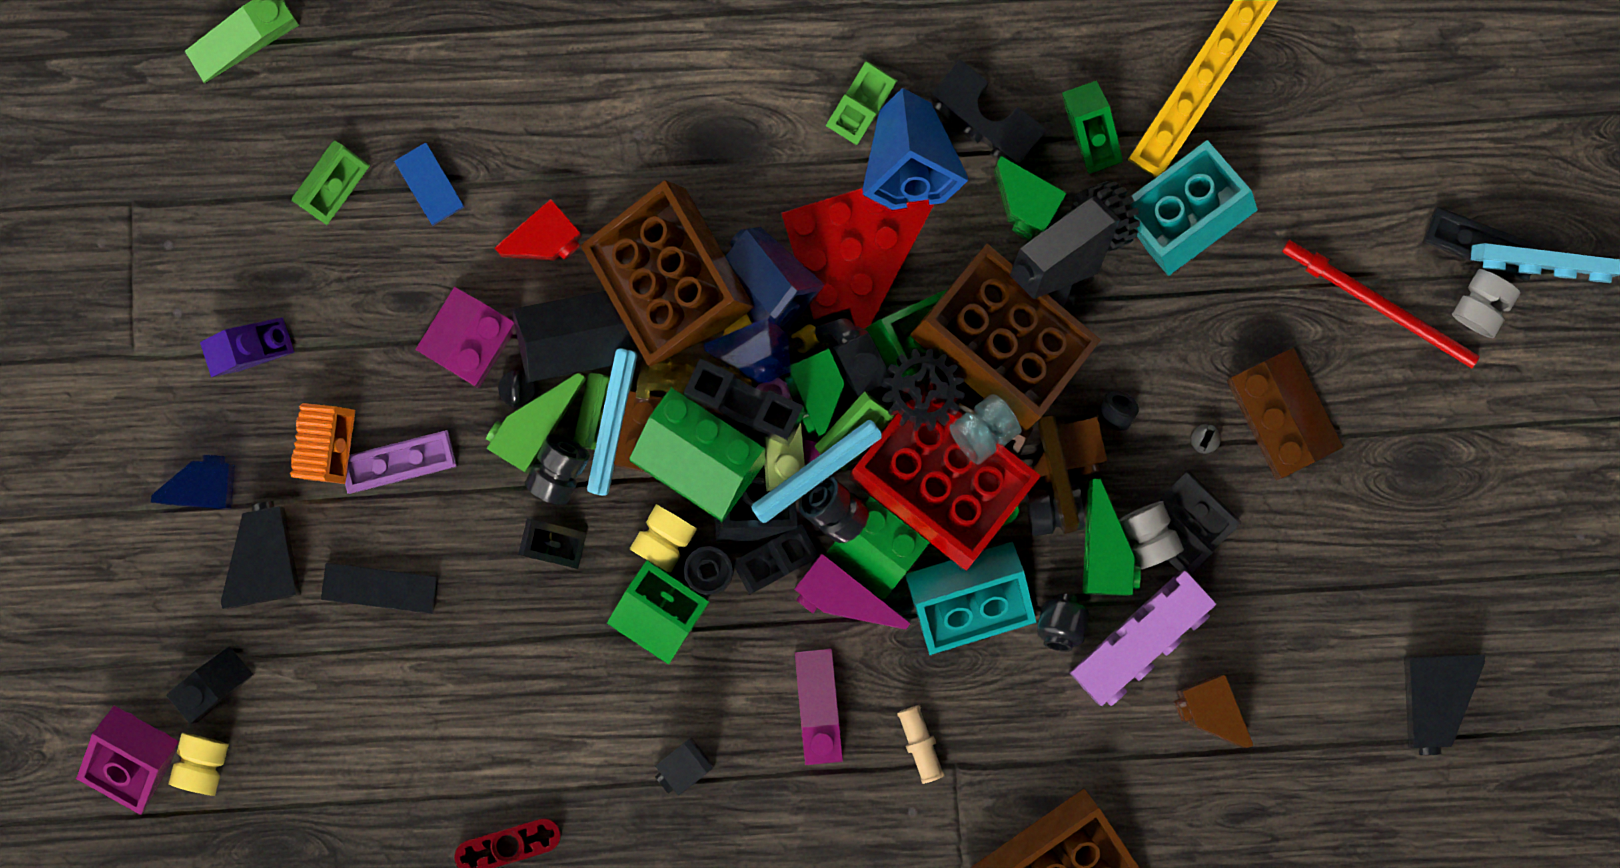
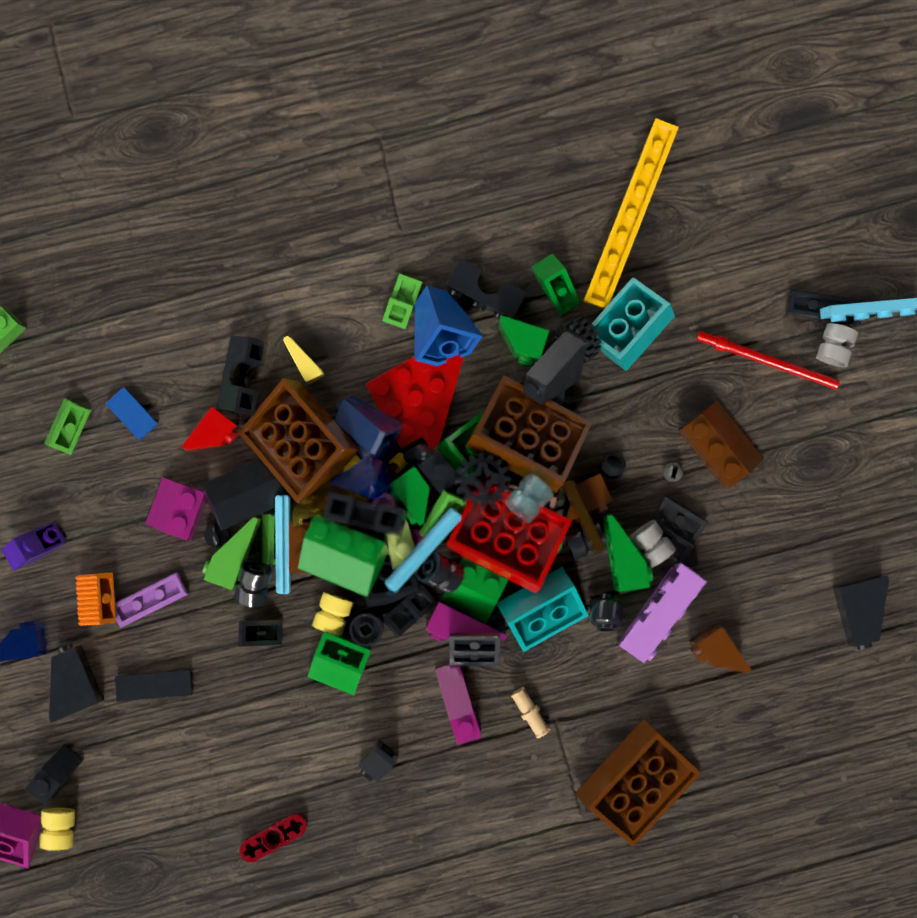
camera: 10 degrees left, 0 degrees up
(609, 136) = (242, 357): none -> black arch
(702, 172) = (306, 366): none -> light yellow slope
(859, 633) = (474, 649): none -> black slope

